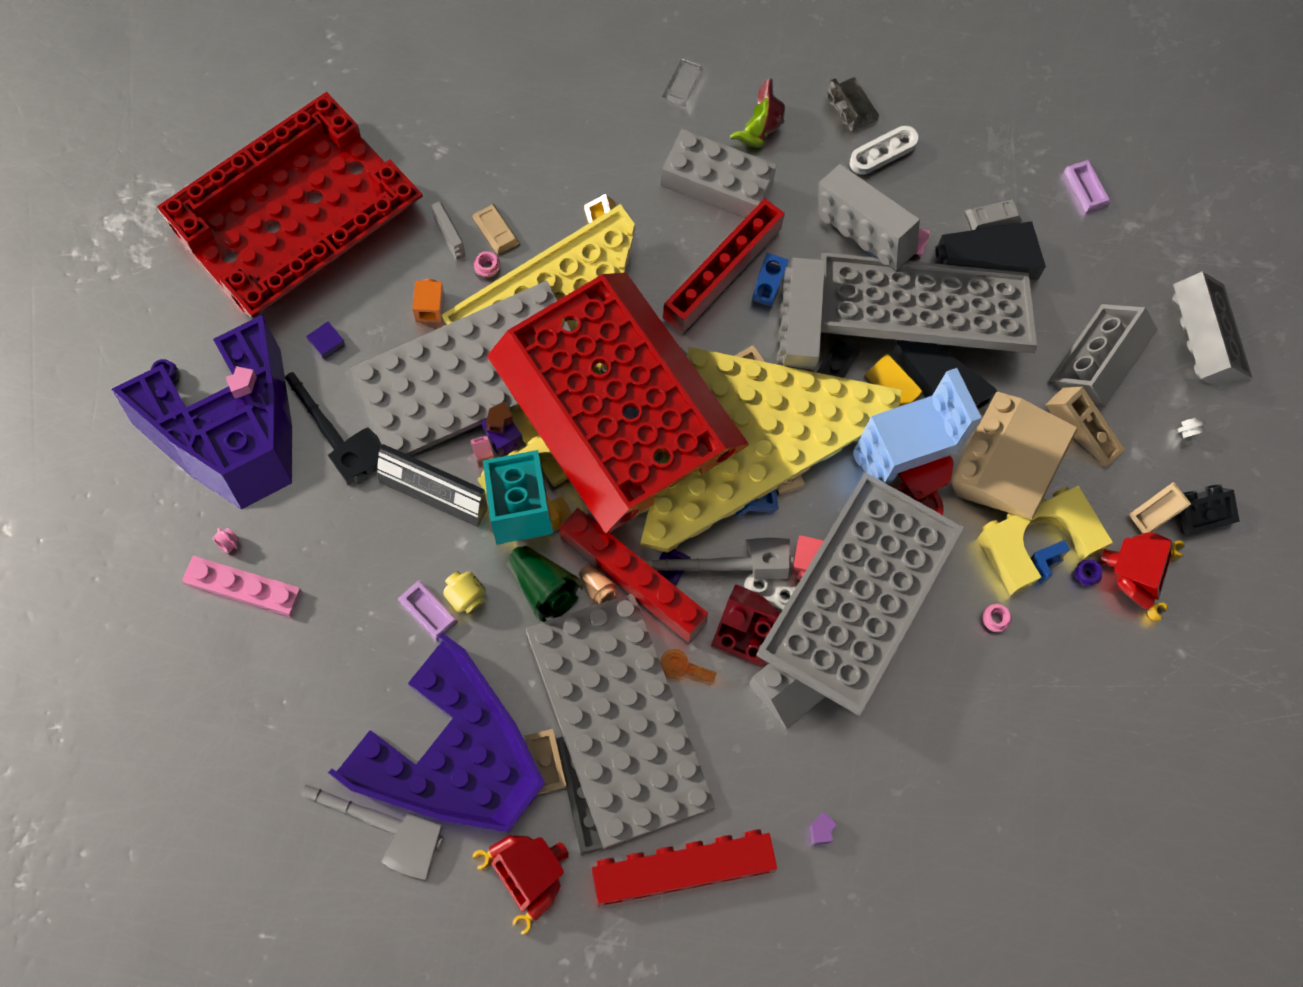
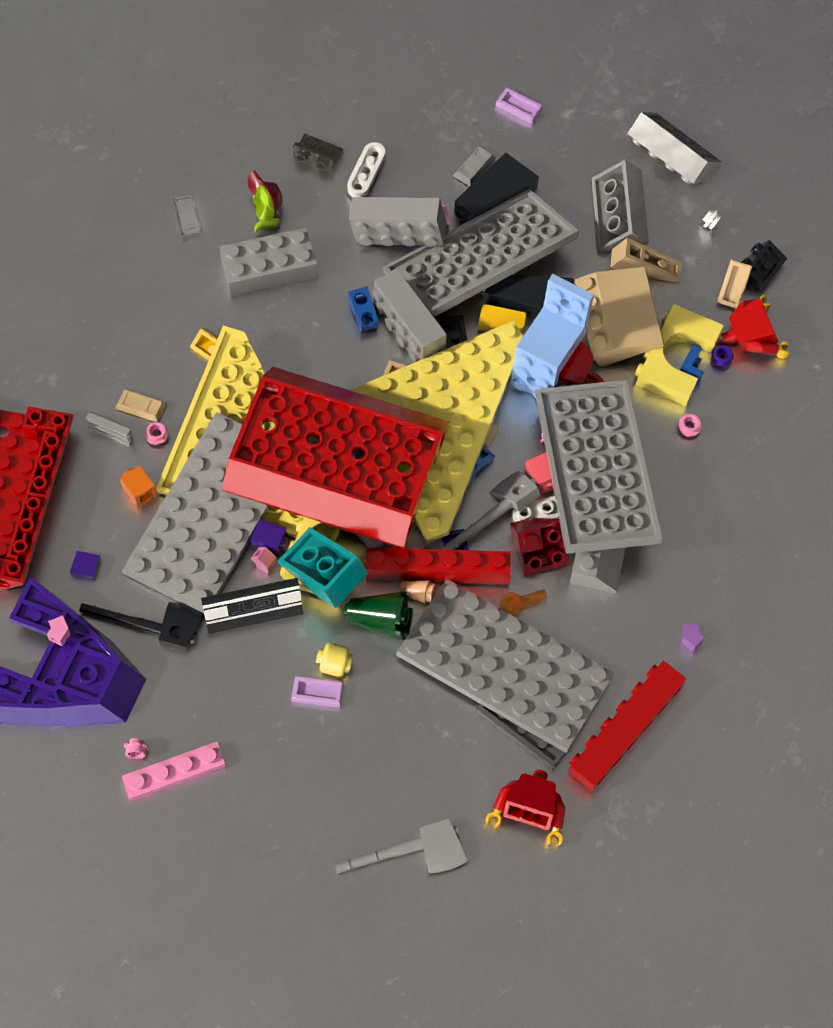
camera: 35 degrees left, 5 degrees down
(473, 770) = (438, 764): dark purple piece -> none
(498, 418) = (262, 526): reddish brown piece -> none
(546, 756) = (481, 727): tan plate -> none
(723, 265) = (325, 318): red brick -> none

